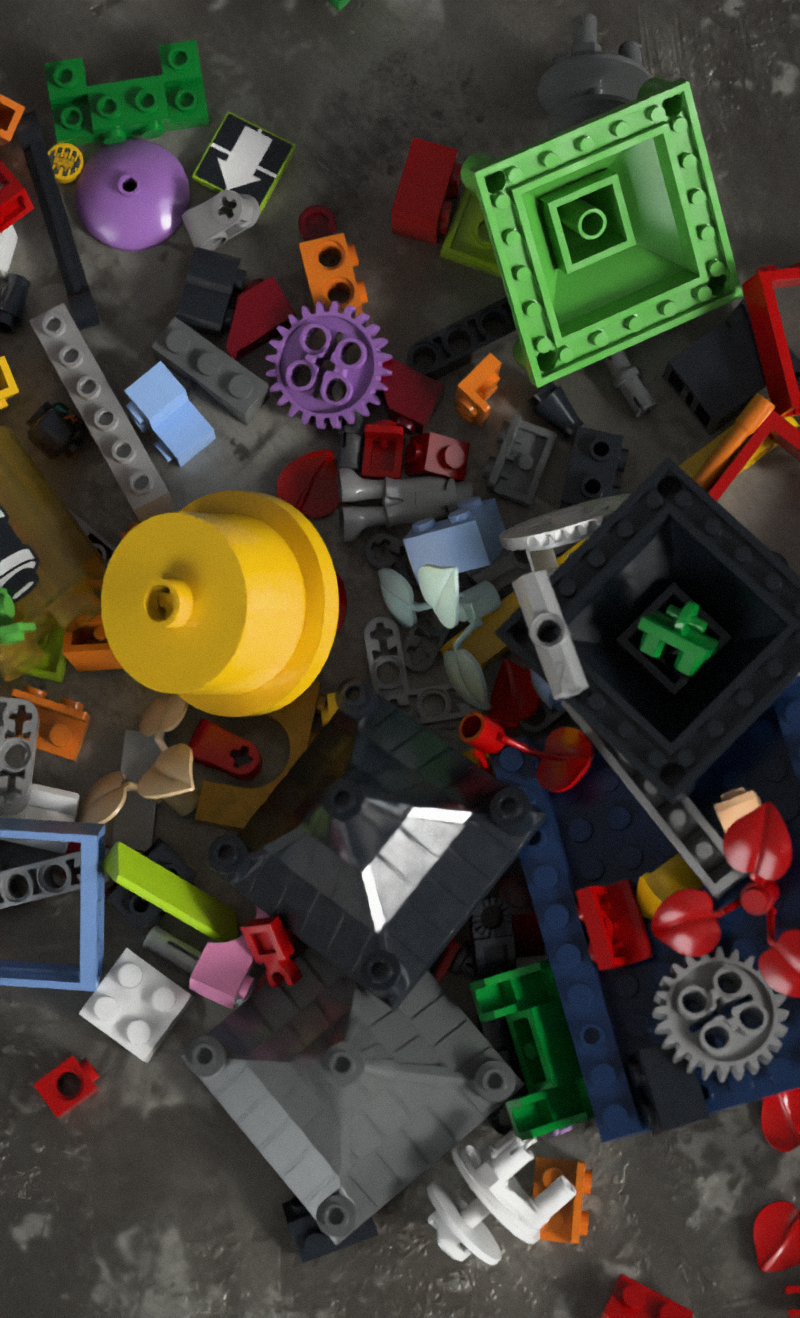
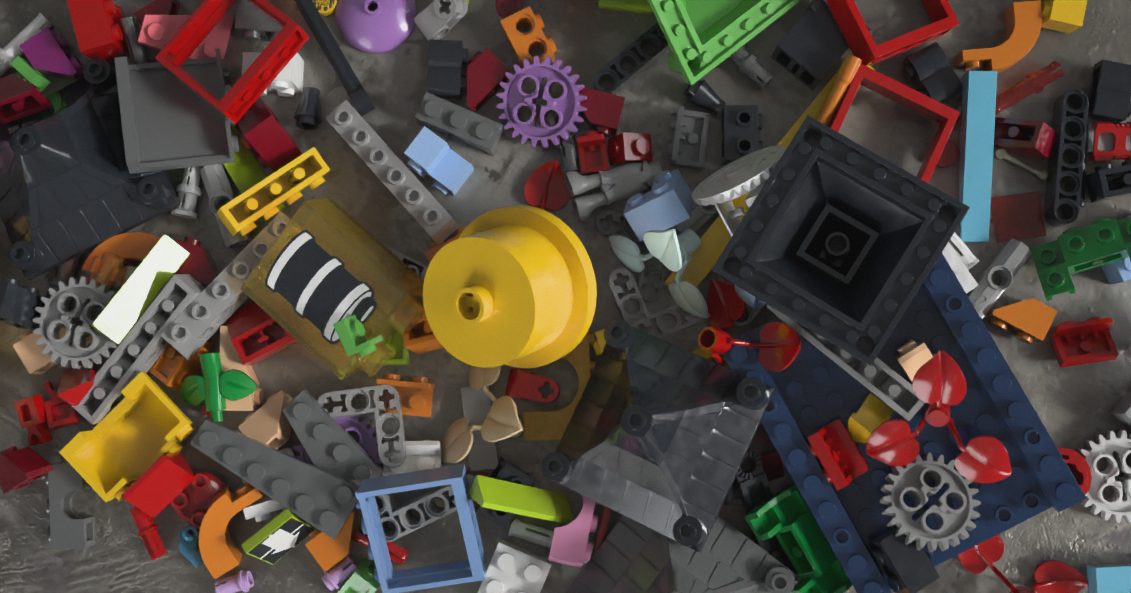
camera: 10 degrees left, 5 degrees up
(55, 430) = (362, 190): black head -> none
(273, 947) = (600, 521): red plate -> none
(476, 389) = (645, 102): orange bracket -> none
(542, 611) = (744, 246): light grey piece -> none
(681, 630) = (845, 239): green hips -> none

